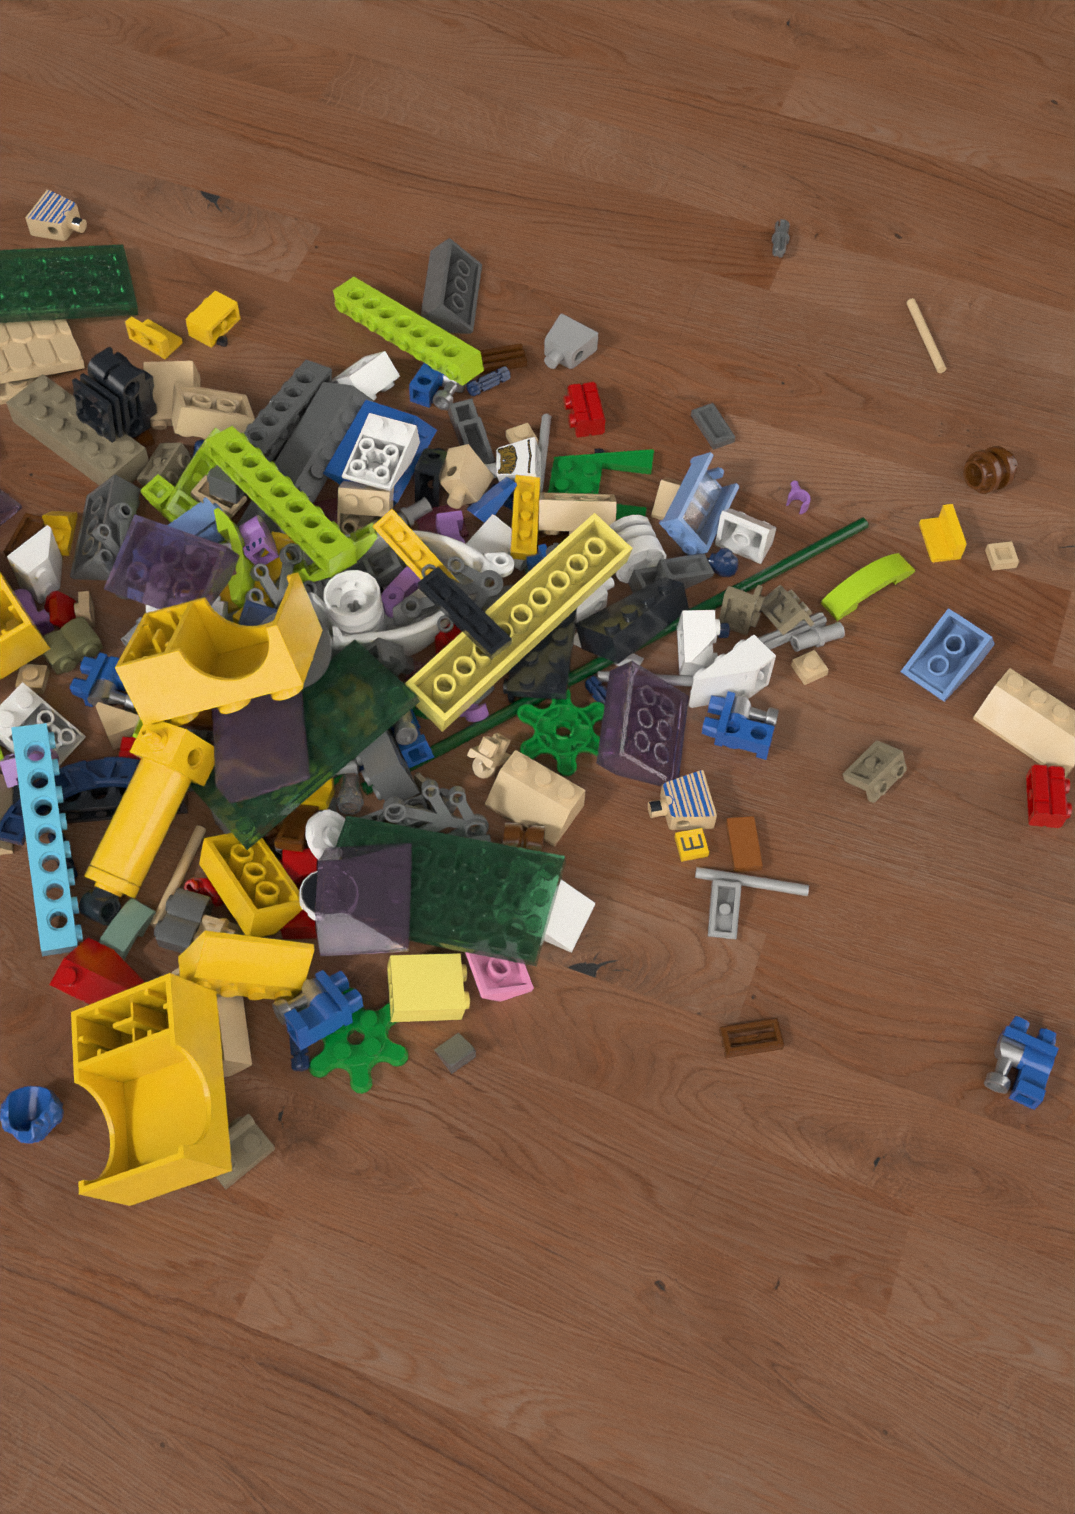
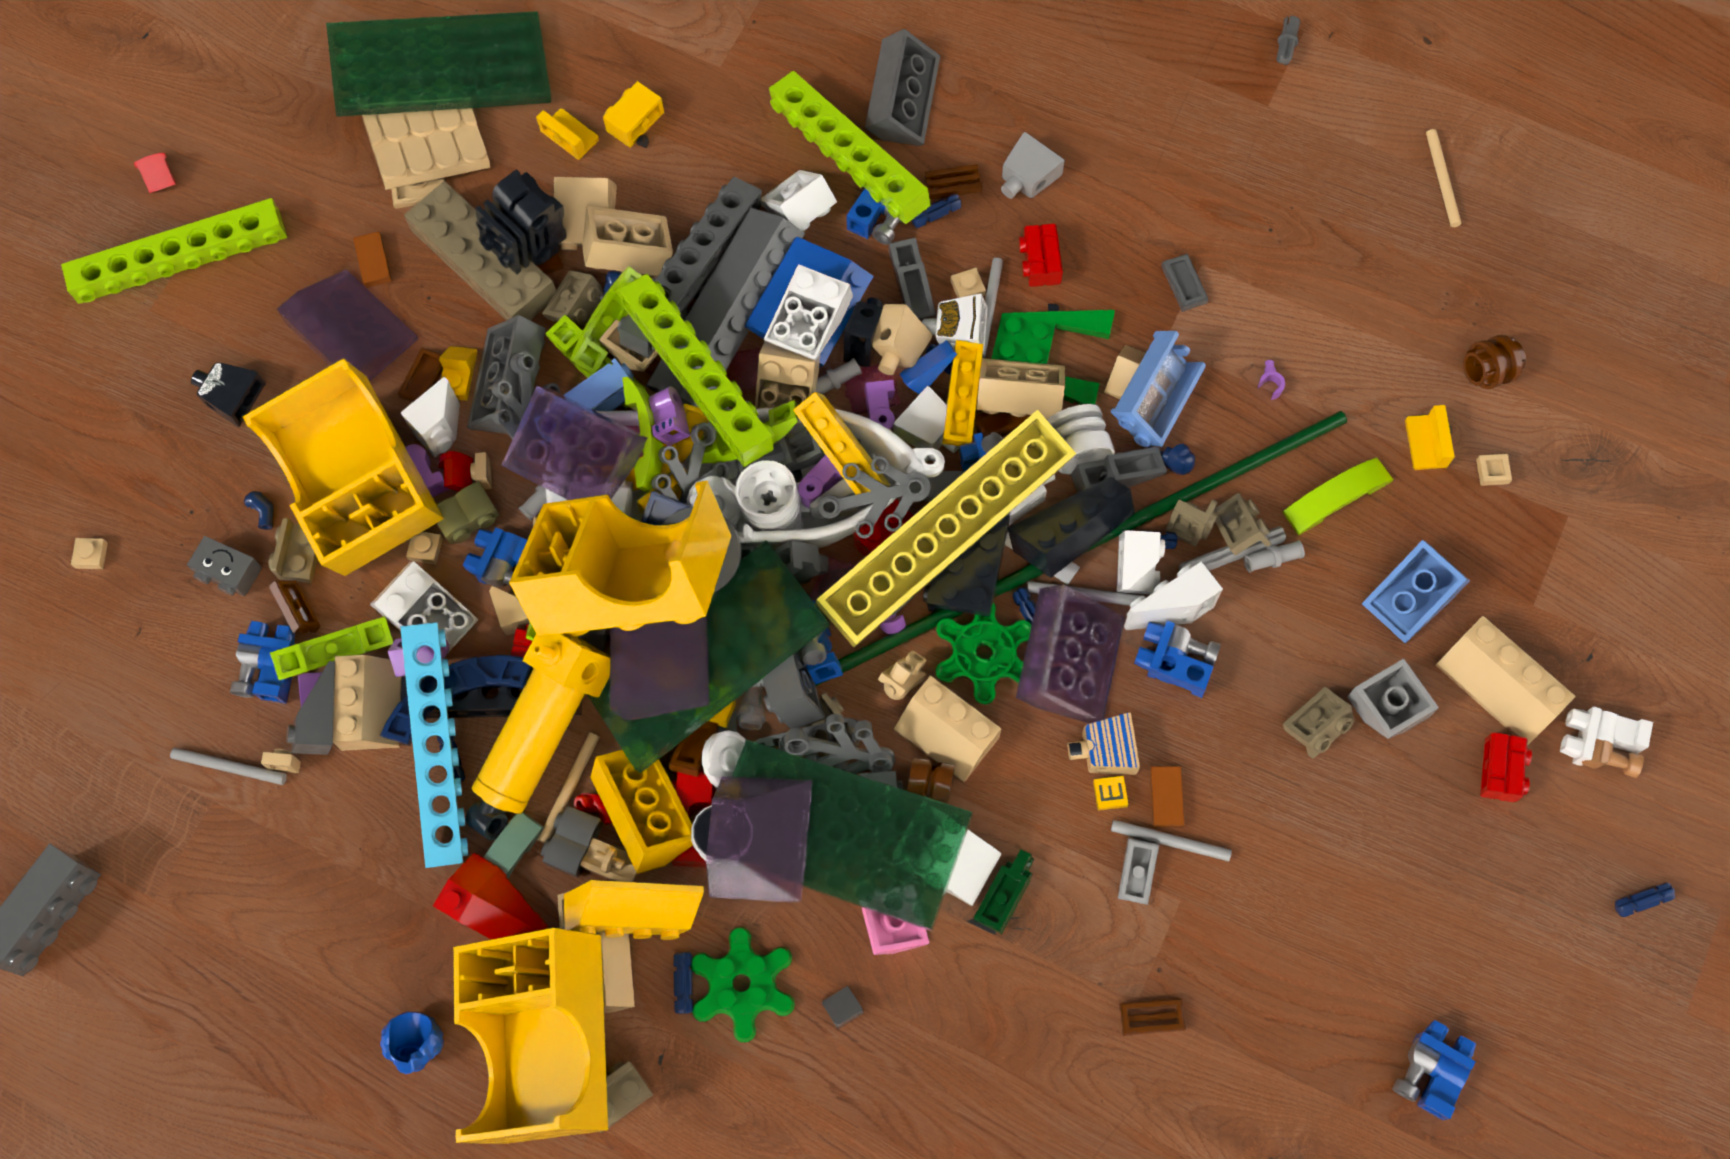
camera: 10 degrees right, 10 degrees up
(324, 1008) = (713, 953): blue hips -> none
(427, 987) = (818, 936): light yellow brick -> none
(464, 613) = (885, 524): black plate -> none
(602, 937) = (1005, 893): none -> dark green hinge
(744, 535) = (1206, 426): white slope -> none
(809, 667) = (1261, 591): tan plate -> none
(940, 744) = (1393, 700): none -> light grey slope

